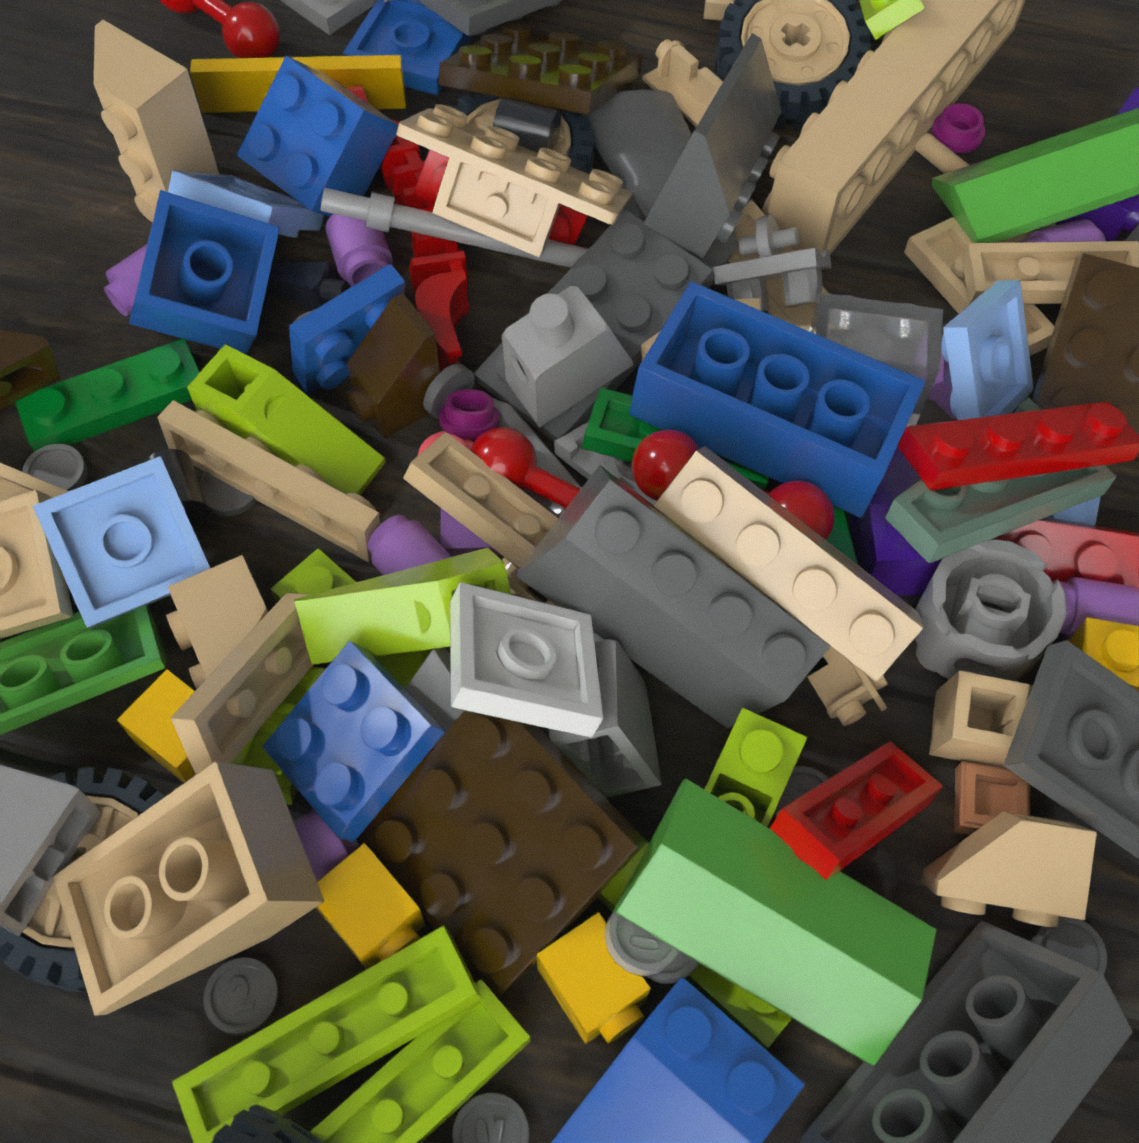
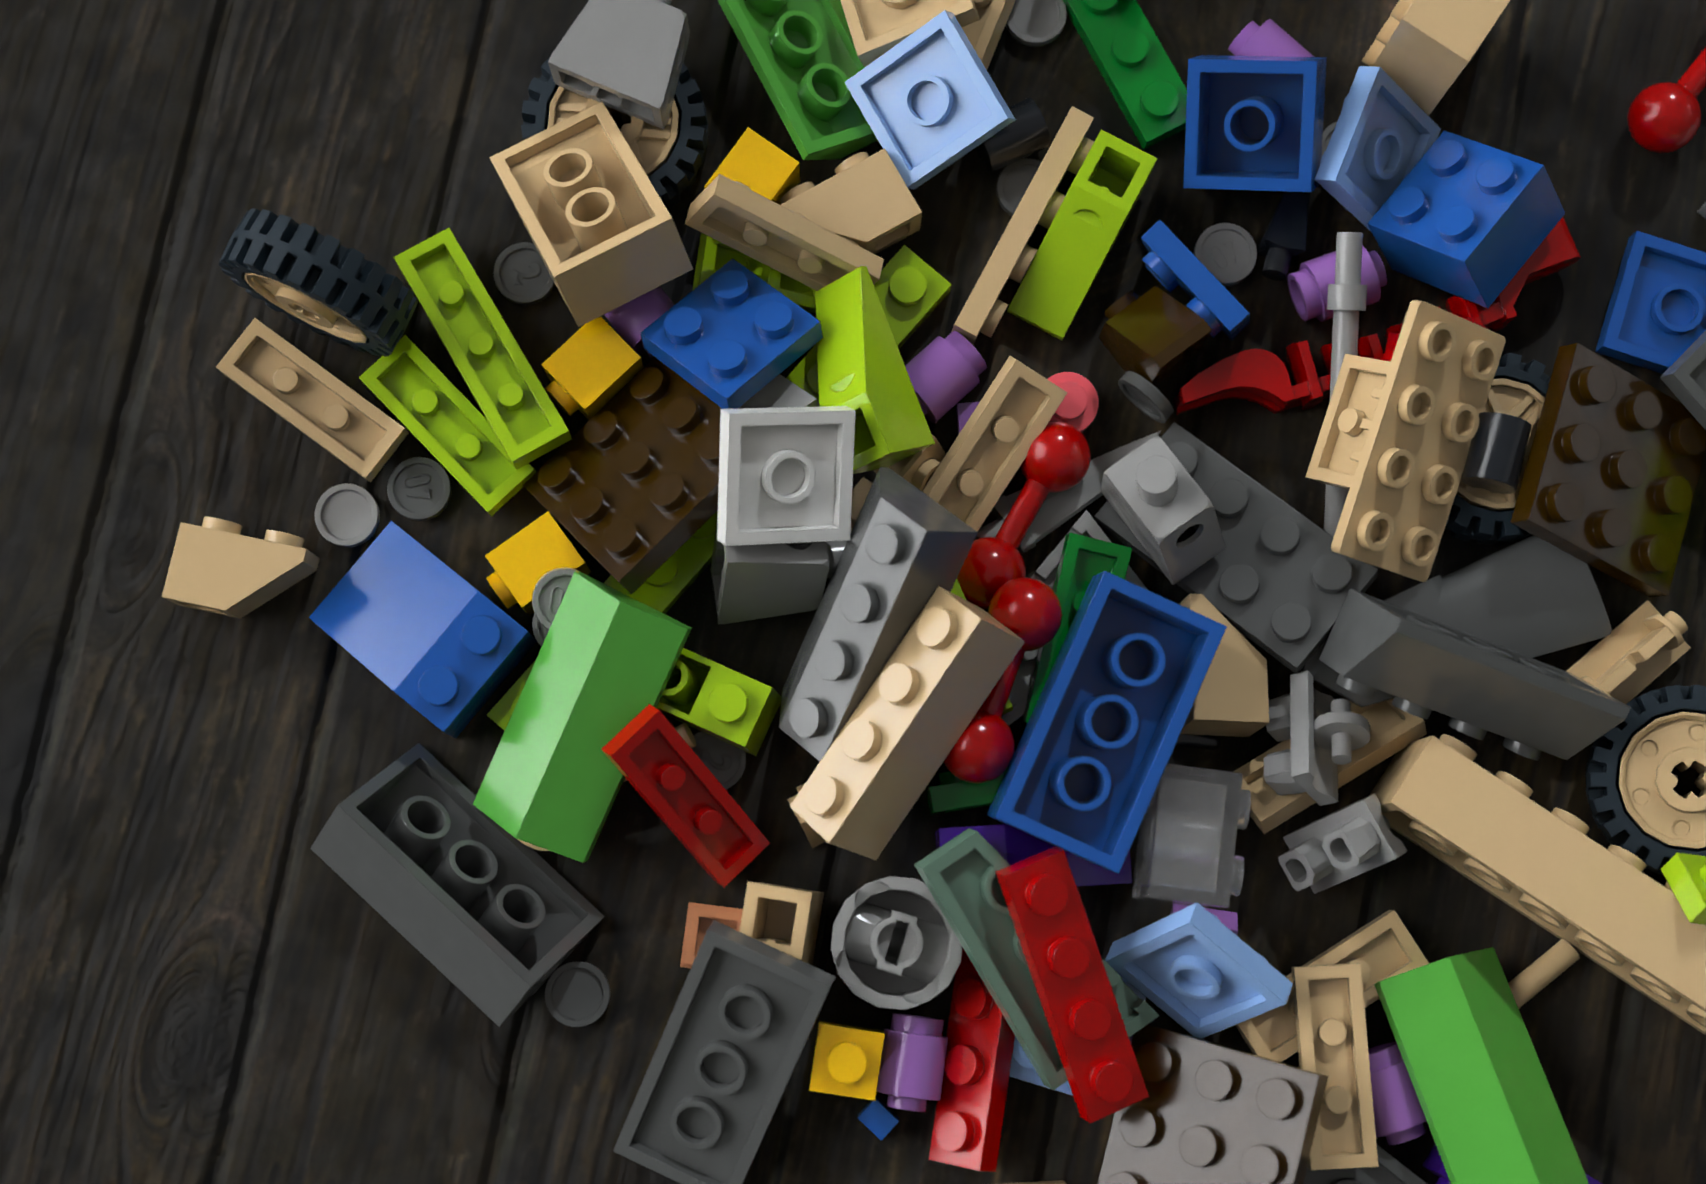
camera: 85 degrees right, 20 degrees up
(244, 82) = (1585, 185): yellow tile -> none
(468, 414) = (1132, 419): magenta plate -> none
(860, 256) = (1340, 846): none -> light grey hips
(959, 128) = (1608, 993): magenta plate -> none
(1019, 864) = (642, 940): tan slope -> none

